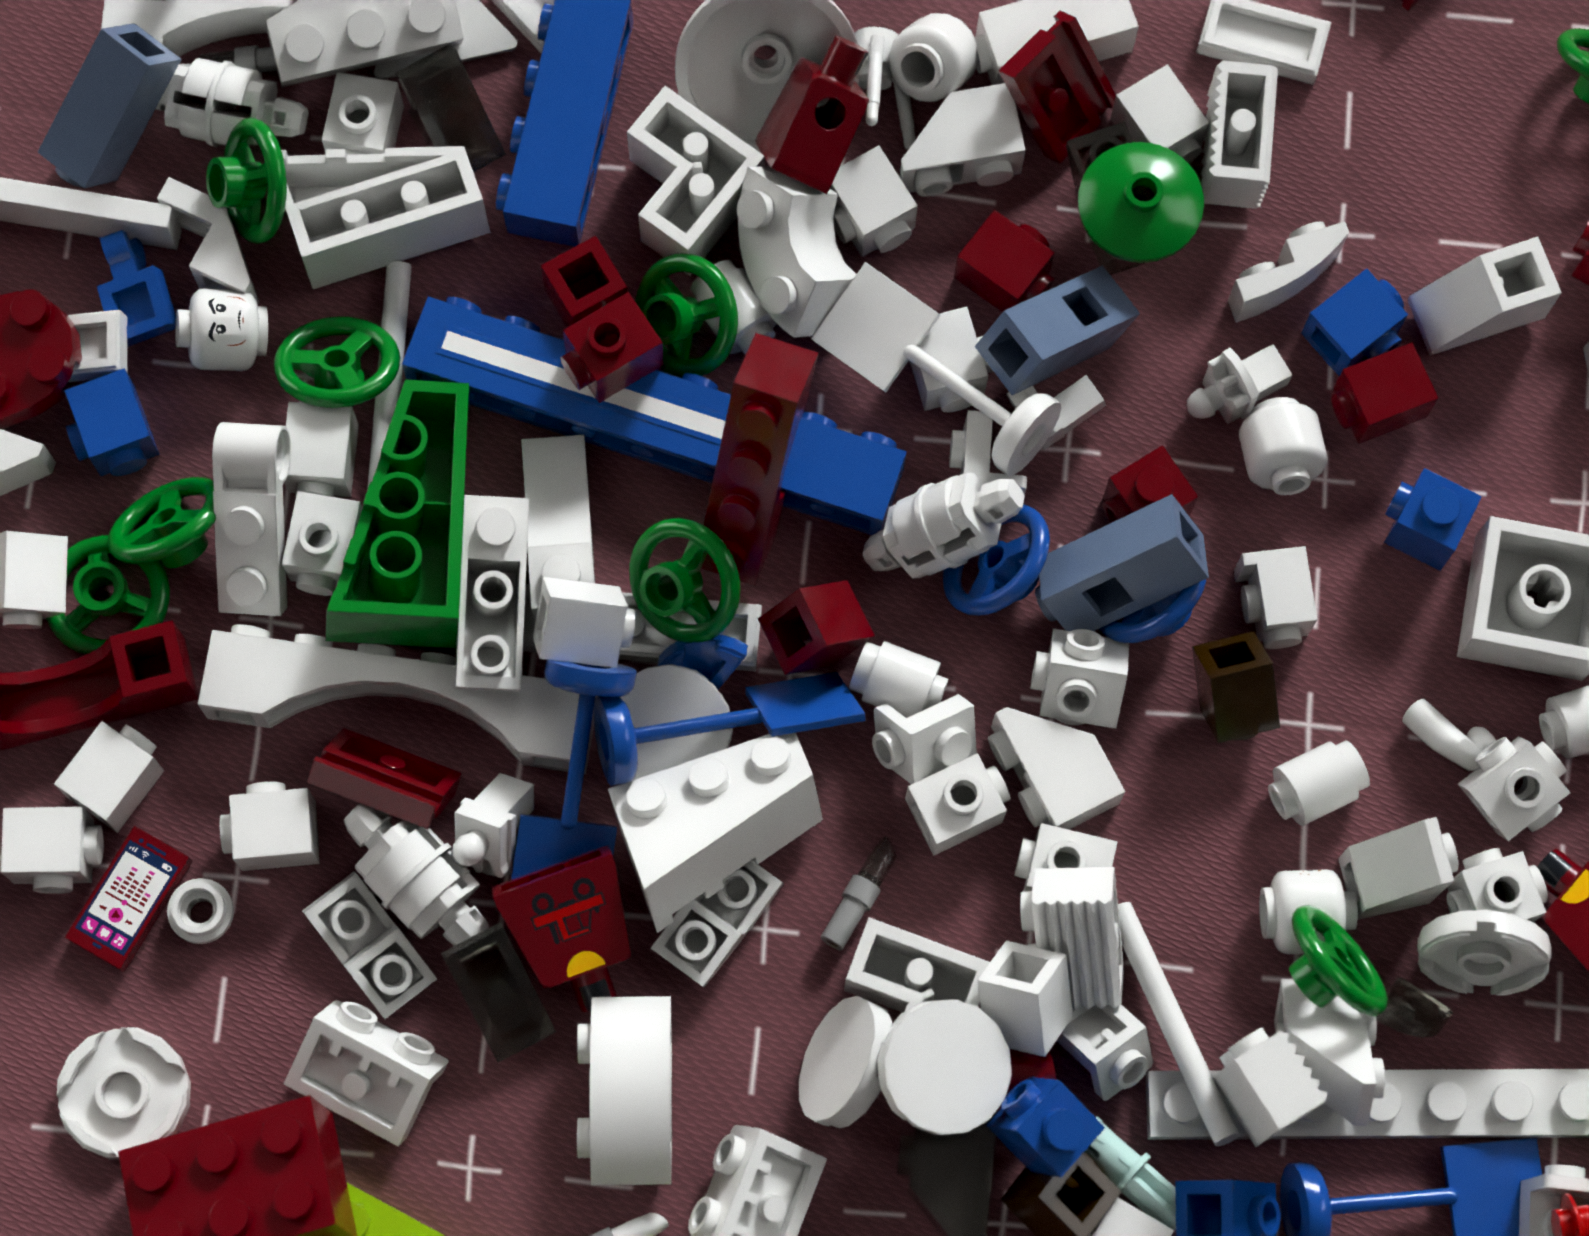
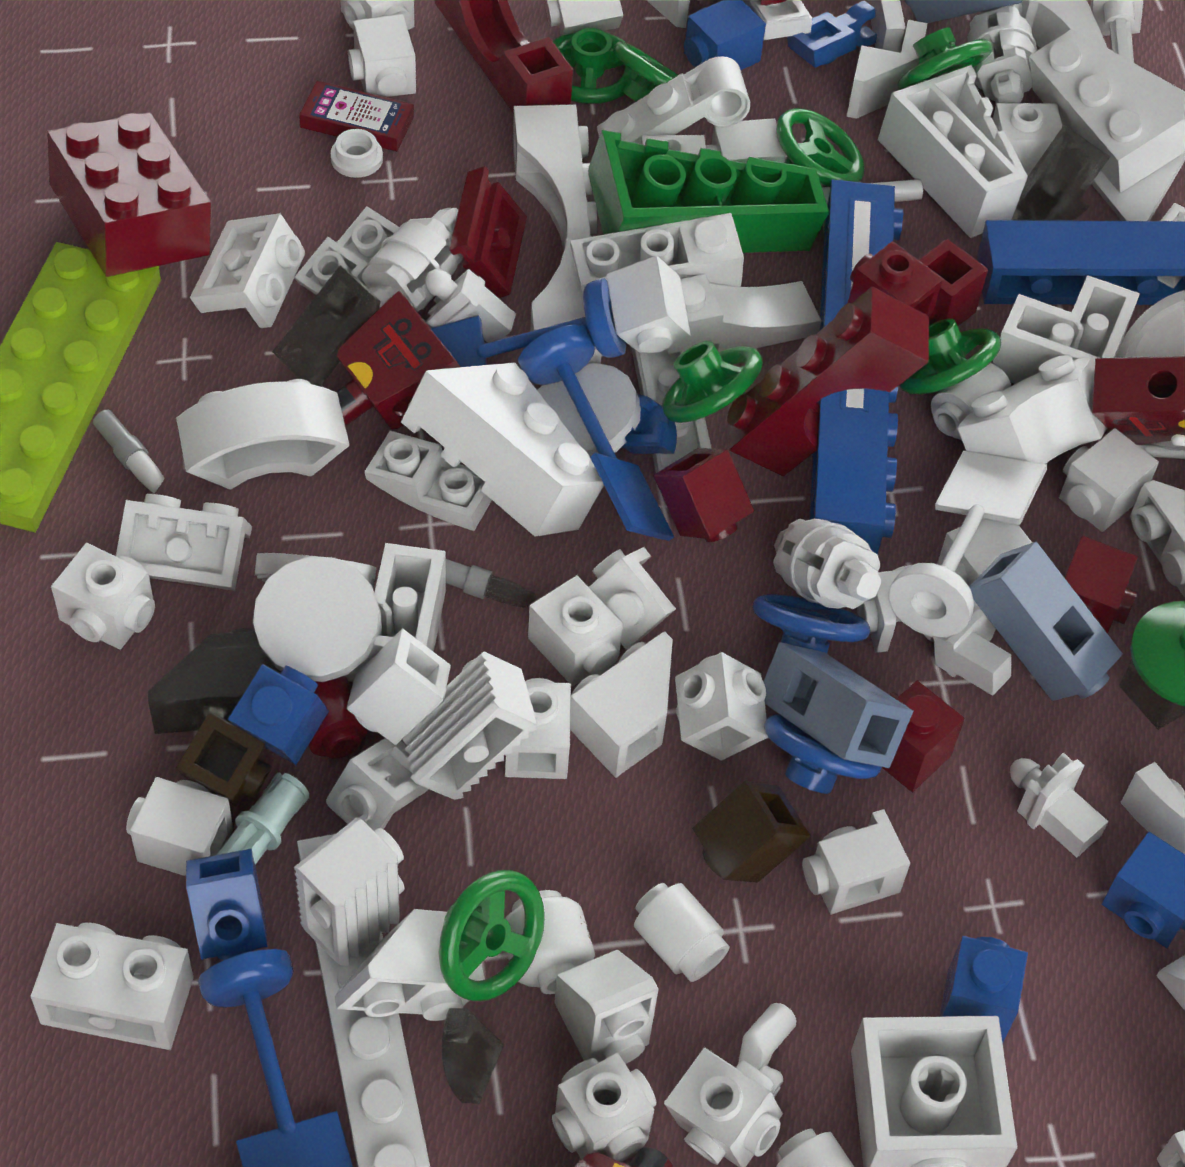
camera: 75 degrees right, 20 degrees down
(111, 774) = (447, 81): white brick -> none
(122, 1091) = (210, 137): white tile -> none
(222, 330) = (822, 83): white head -> none
(271, 827) = (430, 176): white brick -> none
(898, 678) = (679, 565): white brick -> none
(1175, 1028) = (453, 814): white bar -> none
(1283, 445) = (1008, 844): white head -> none
(1383, 393) = (1094, 920): dark red brick -> none
(1484, 951) = (540, 1095): white tile -> none

